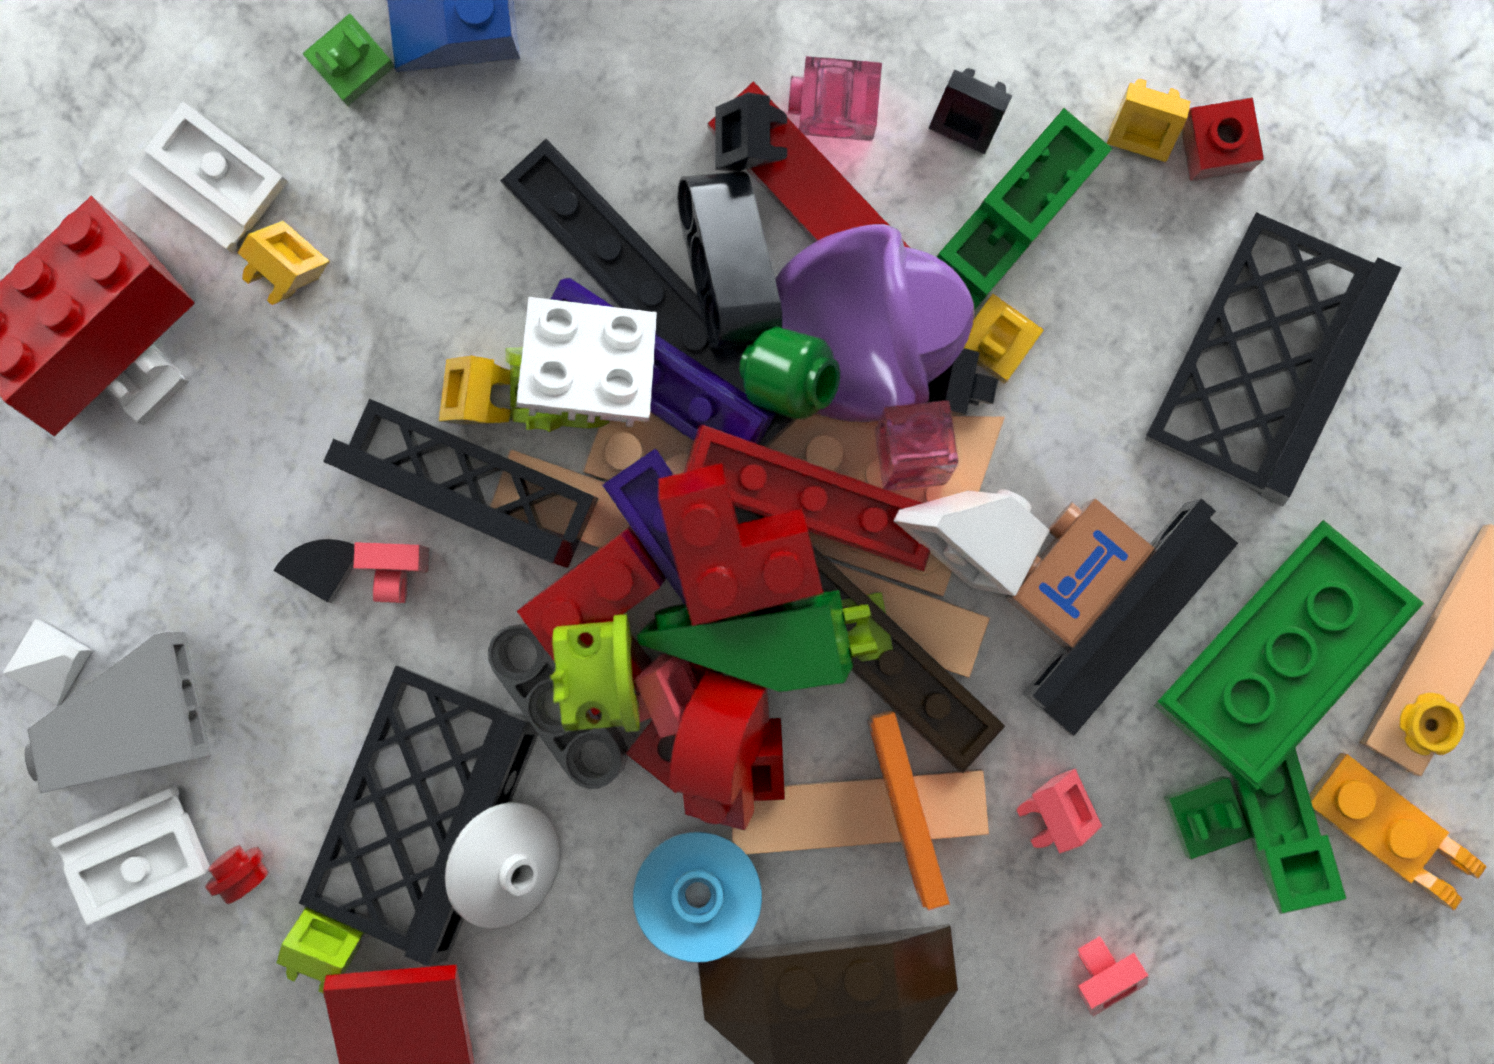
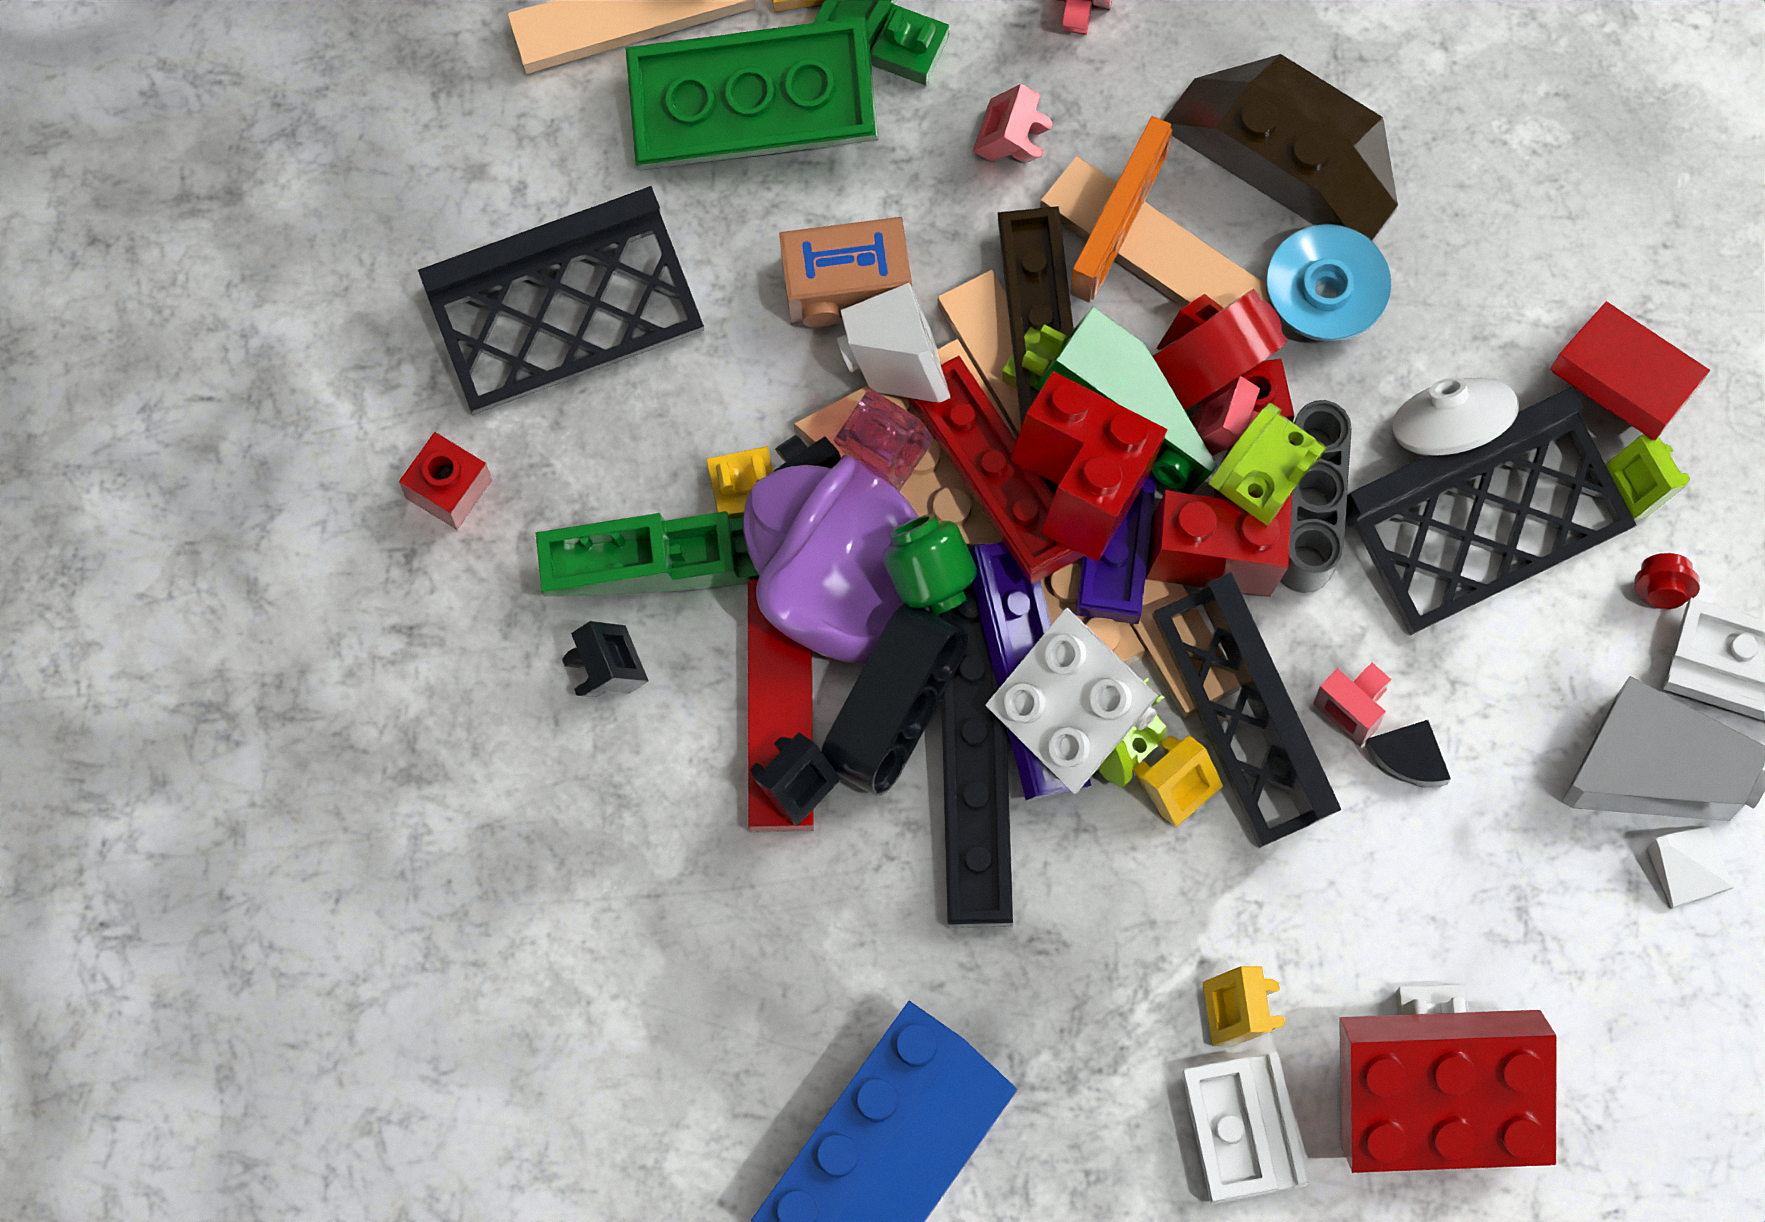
camera: 135 degrees left, 15 degrees down
(348, 59) = (1048, 1129): bright green tile -> none
(837, 98) = (698, 754): clear pink brick -> none
(1086, 674) = (751, 223): black fence -> none
(1148, 121) = (486, 538): yellow tile -> none

